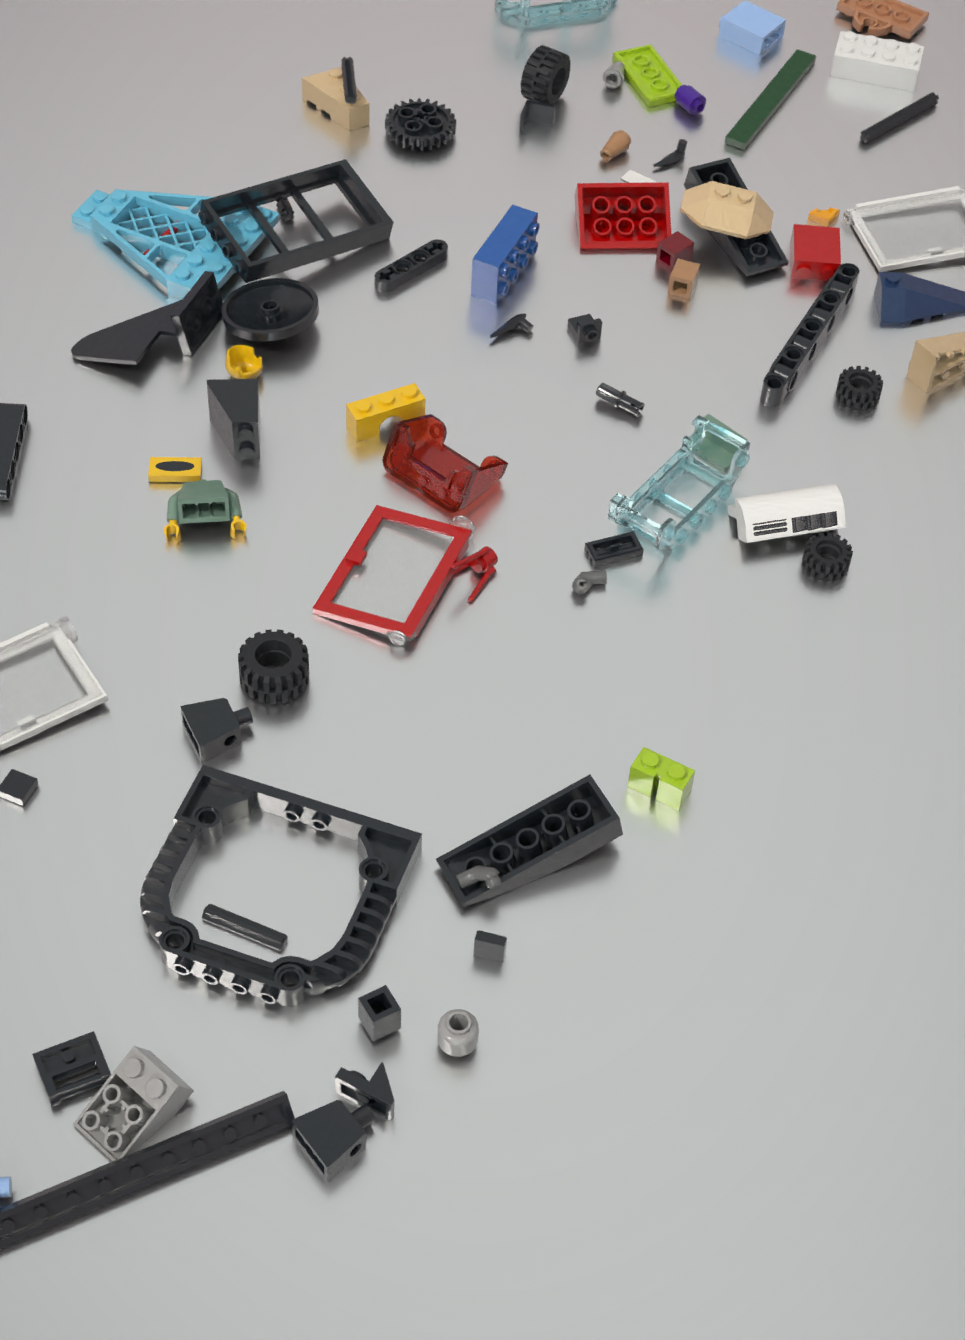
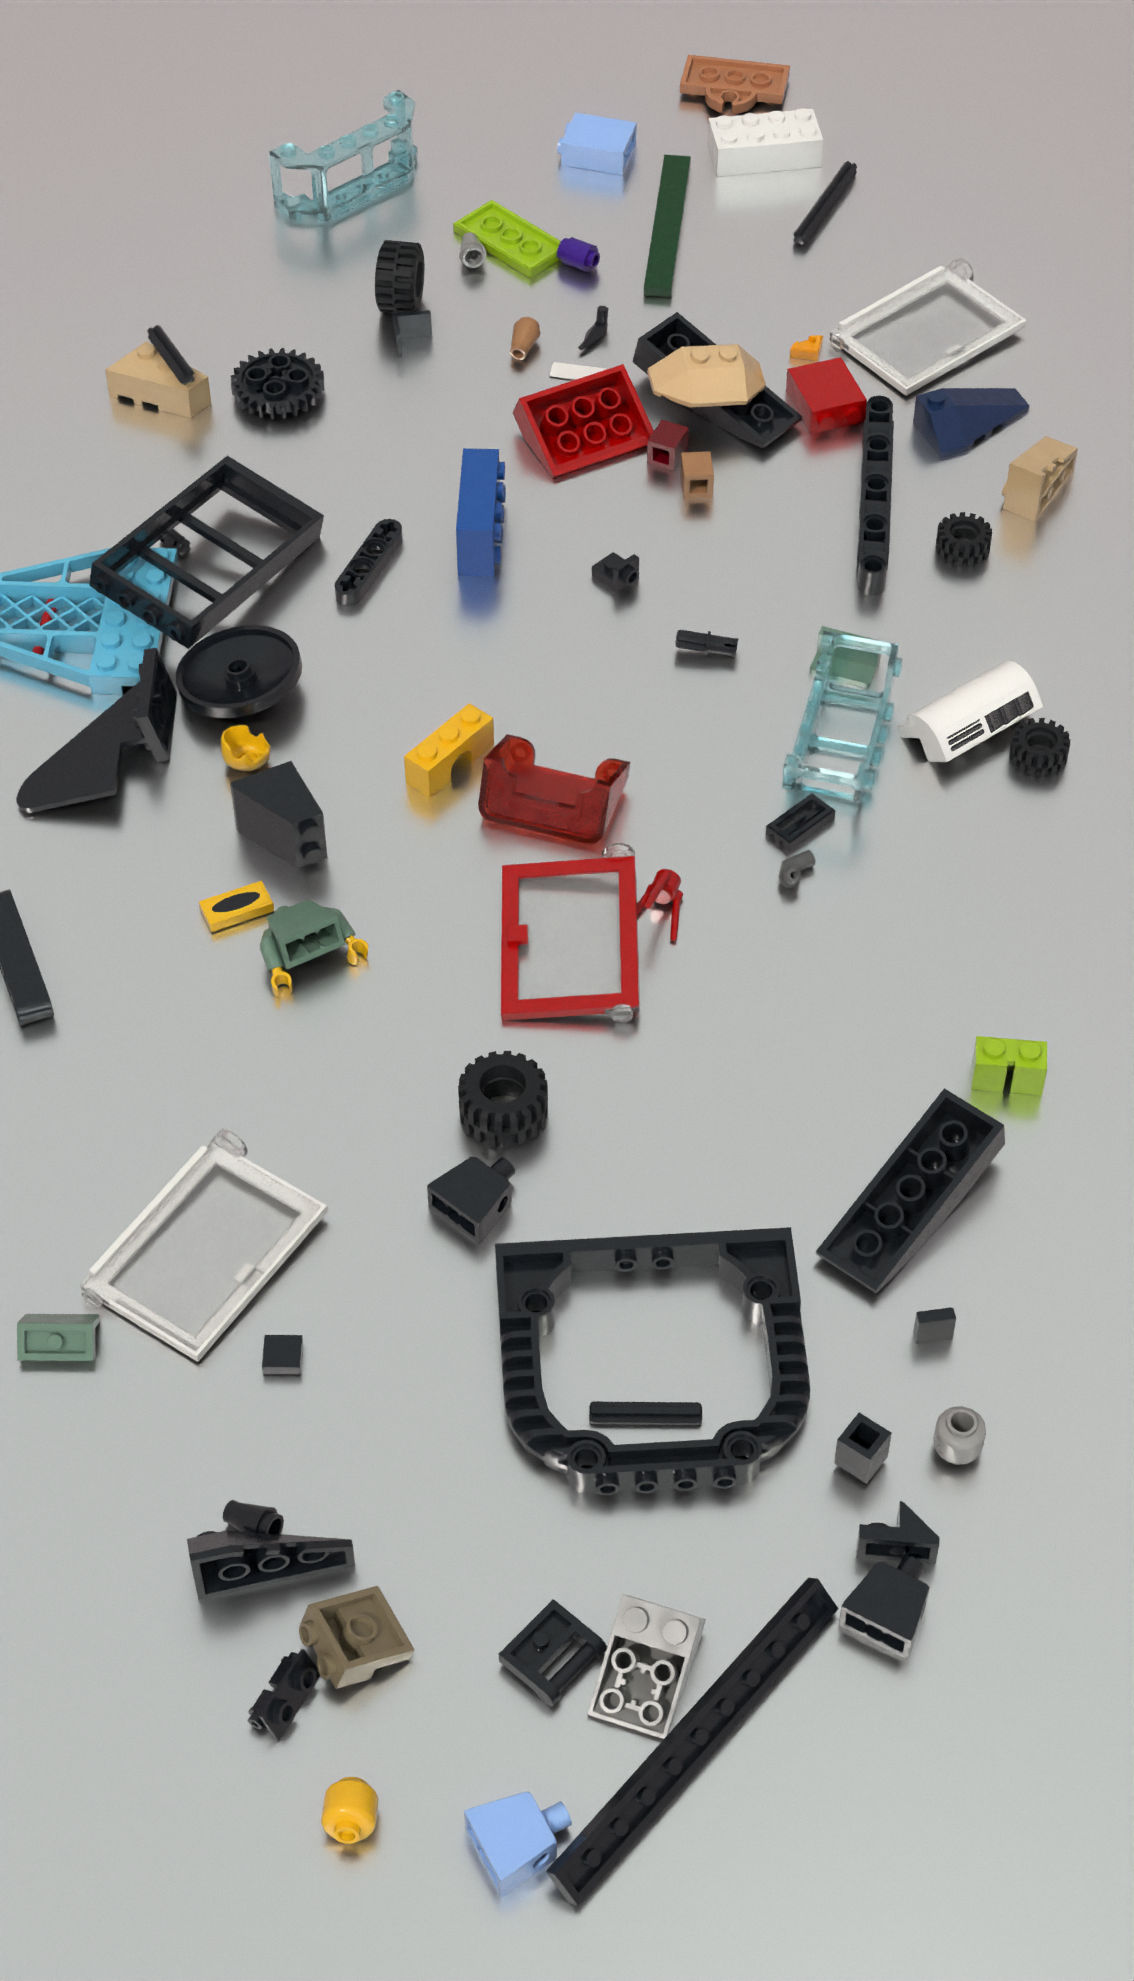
camera: 20 degrees left, 0 degrees up
(480, 873) = (882, 1247): dark grey arm -> none
(516, 321) = (535, 587): black bar -> none

